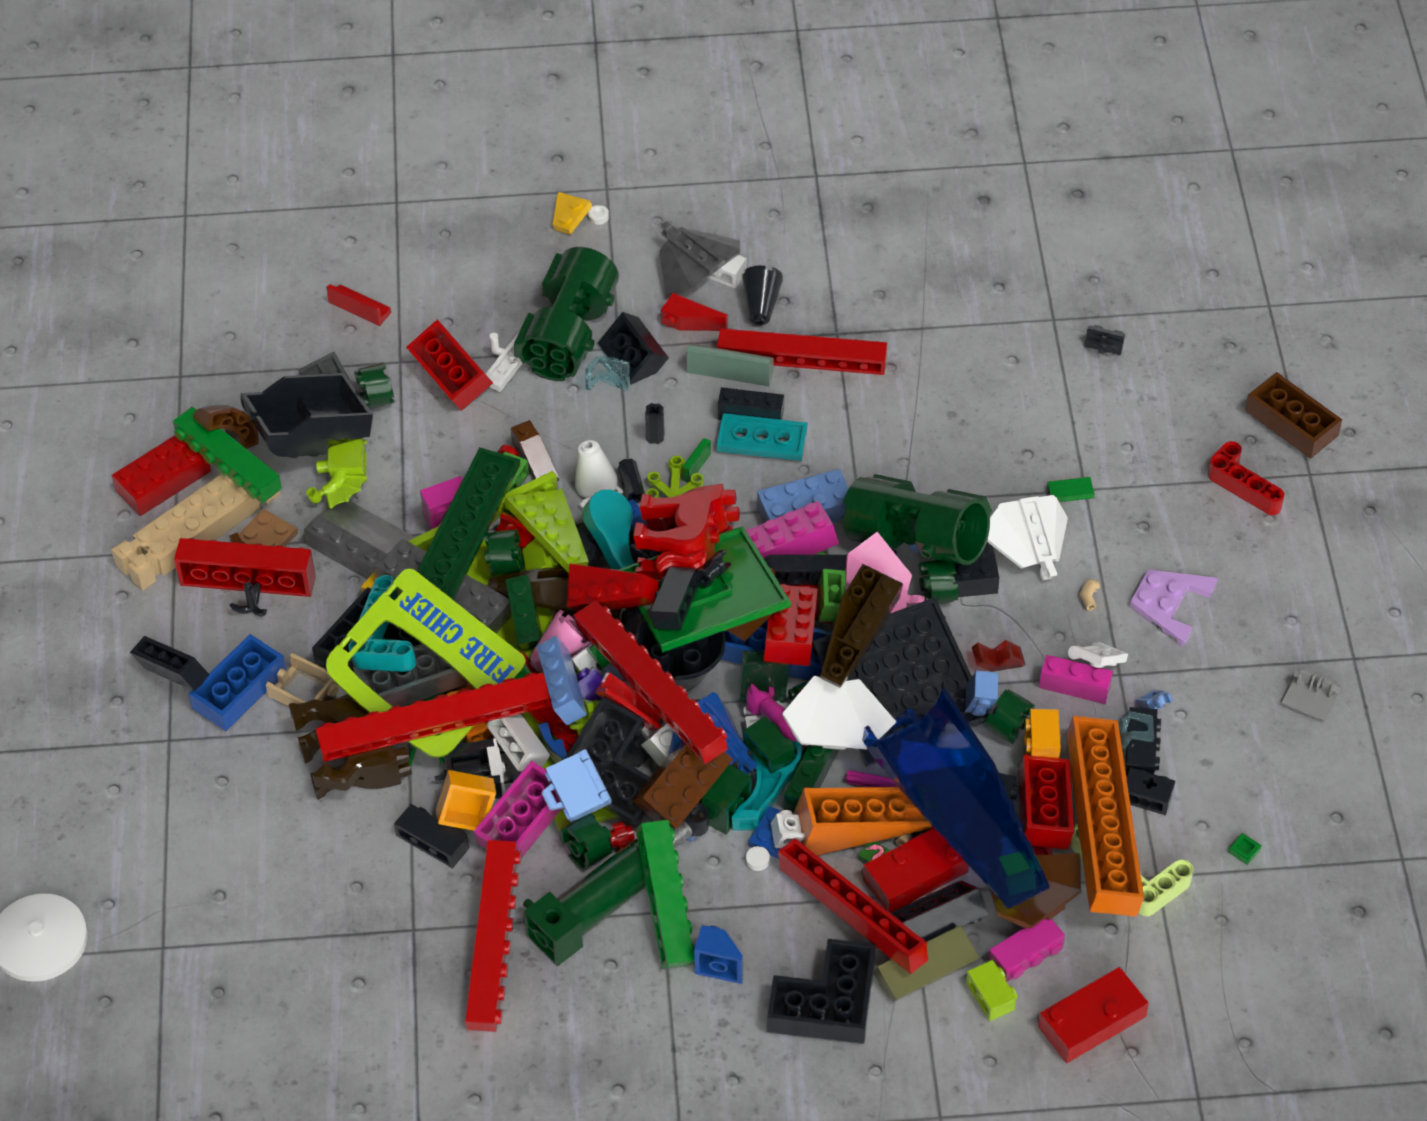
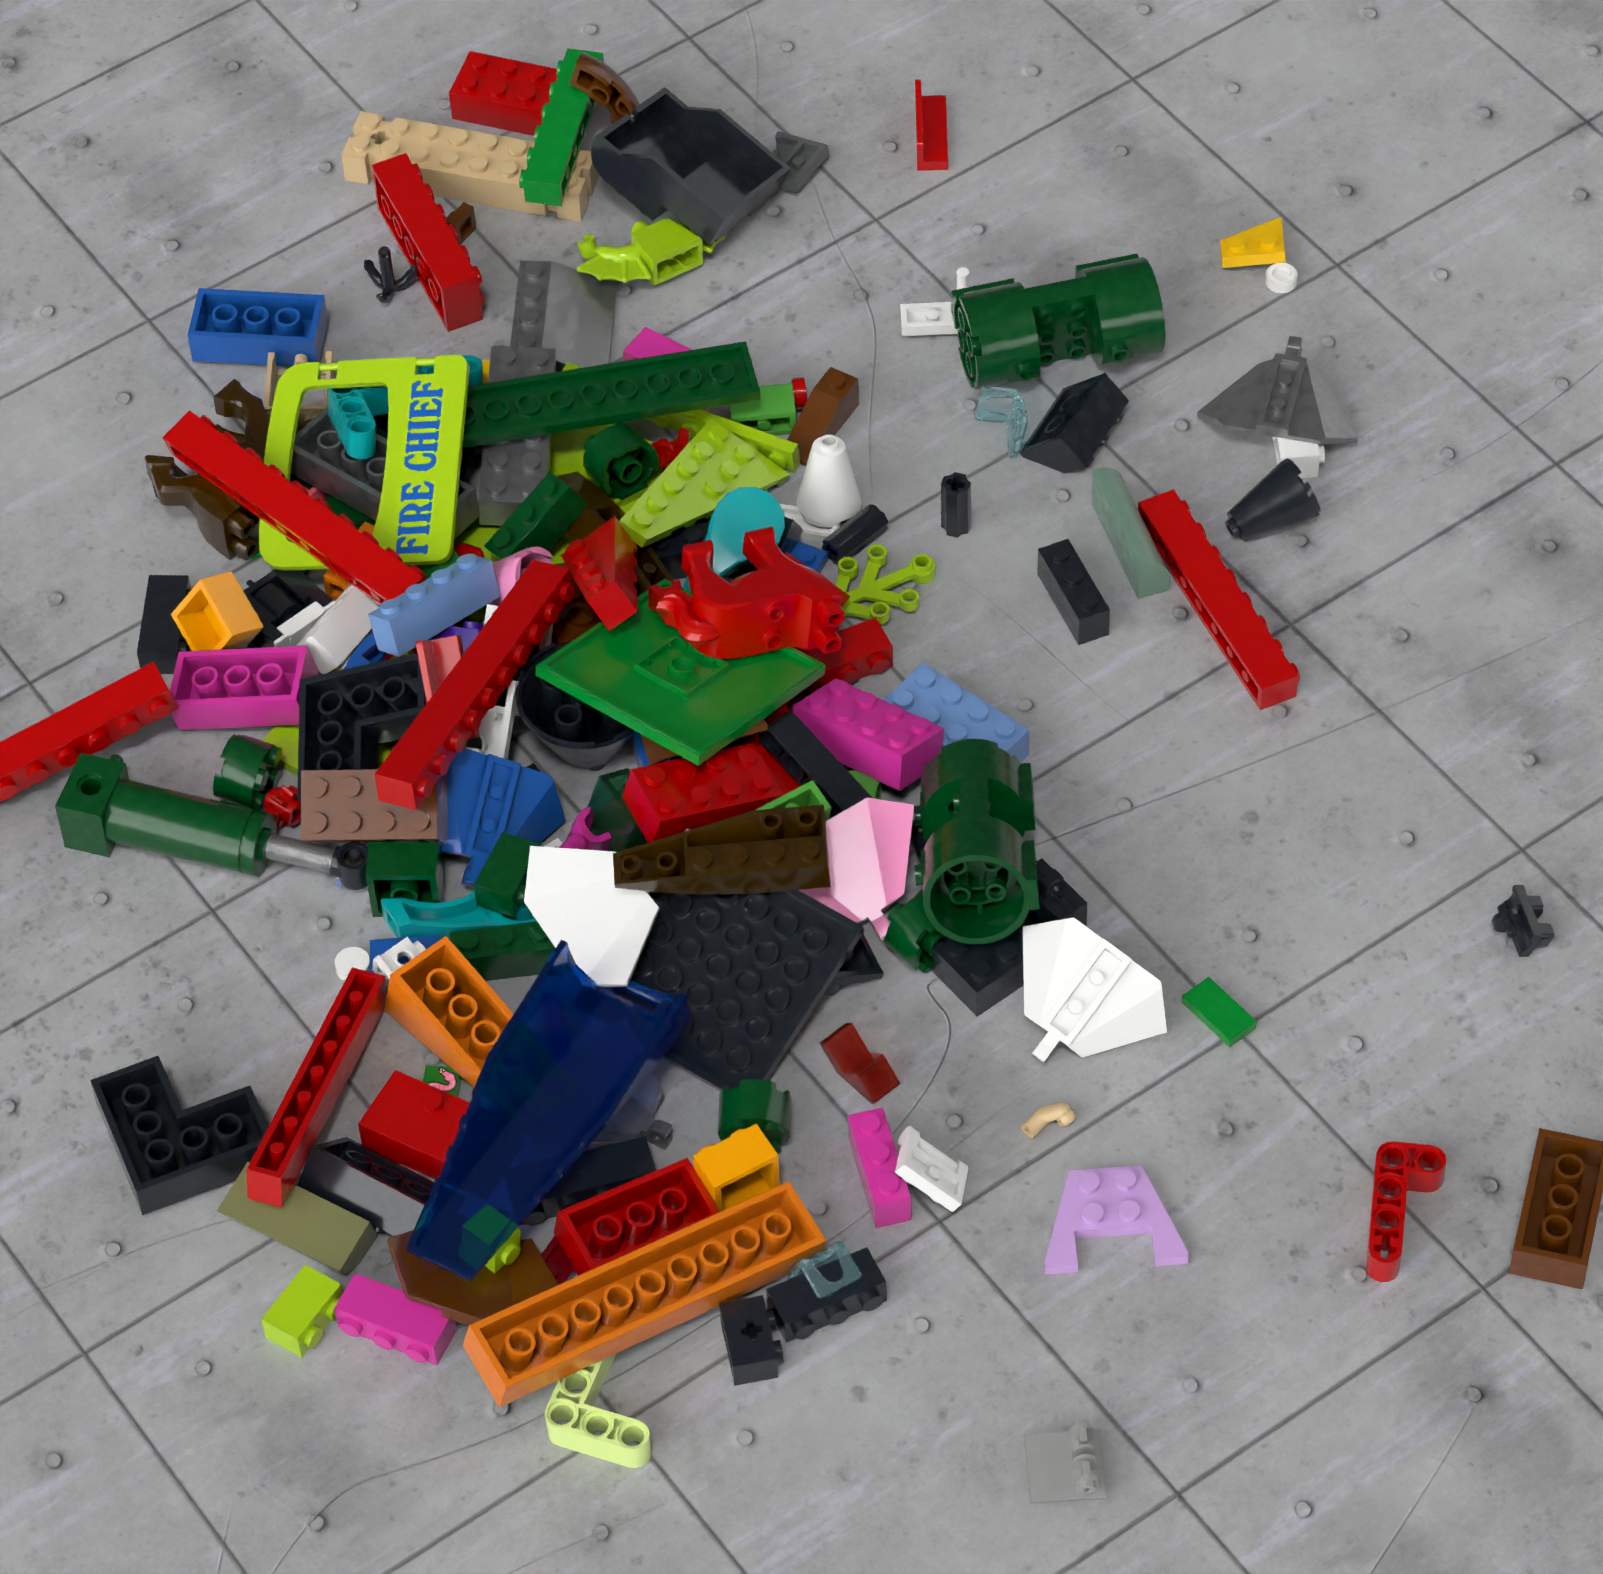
camera: 60 degrees right, 0 degrees up
(169, 663) = (227, 248): black brick -> none
(268, 530) = (505, 240): medium nougat plate -> none
(375, 385) = (797, 208): dark green brick -> none
(449, 365) = (888, 259): red brick -> none
(576, 787) = (291, 706): light blue piece -> none
(665, 894) = (204, 883): green brick -> none
(674, 598) = (622, 640): black brick -> none
(691, 316) = (1178, 451): red slope -> none
(696, 459) = (941, 581): green tile -> none
(714, 568) = (705, 658): black piece -> none
(718, 955) = (164, 985): blue slope -> none
(755, 426) = (1045, 614): teal plate -> none
(981, 692) = (749, 1056): medium blue brick -> none
(1093, 1014) = (334, 1443): red brick -> none
(1154, 699) = (909, 1274): medium blue plate -> none
(1244, 848) = (737, 1504): green tile -> none

